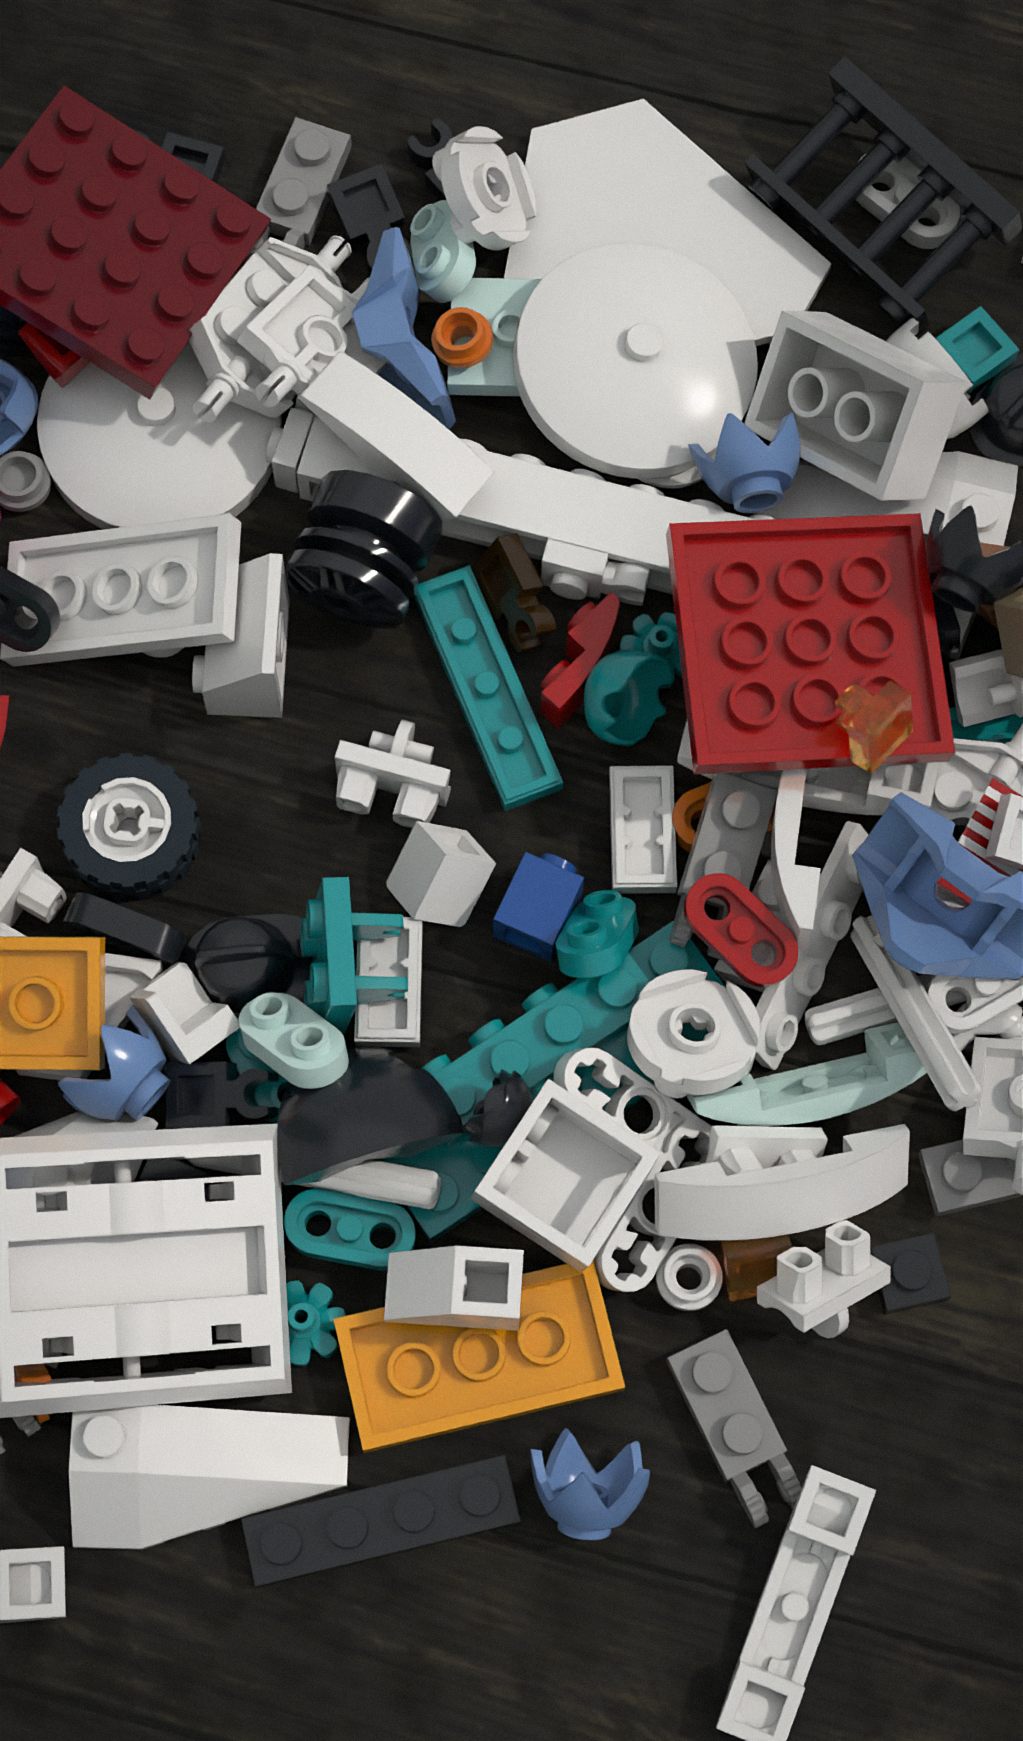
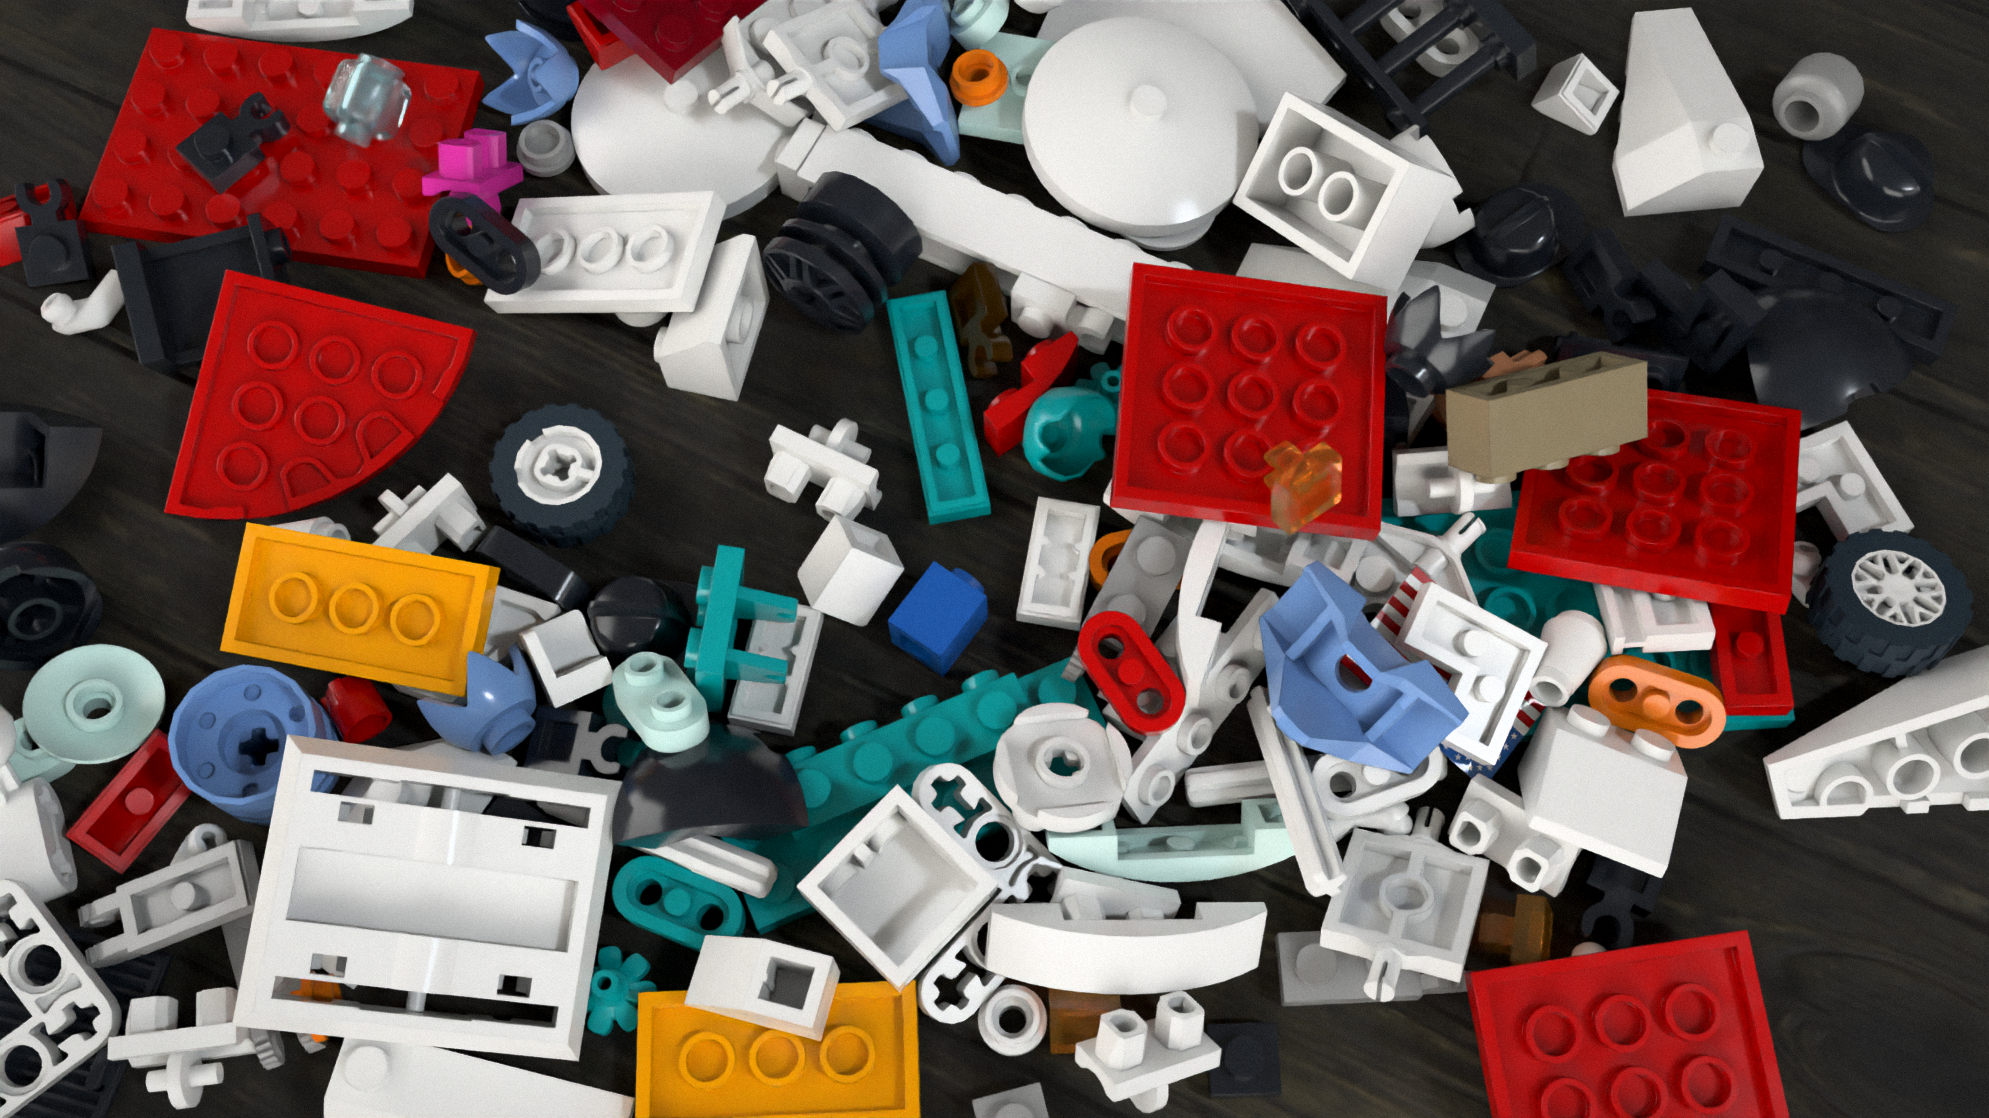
camera: 15 degrees right, 5 degrees down
(396, 436) = (892, 150): white slope -> none
(499, 1111) = (844, 807): black plate -> none
(597, 935) = (988, 655): teal plate -> none
(746, 468) = (1228, 236): medium blue piece -> none
(978, 347) = (1478, 170): teal plate -> none

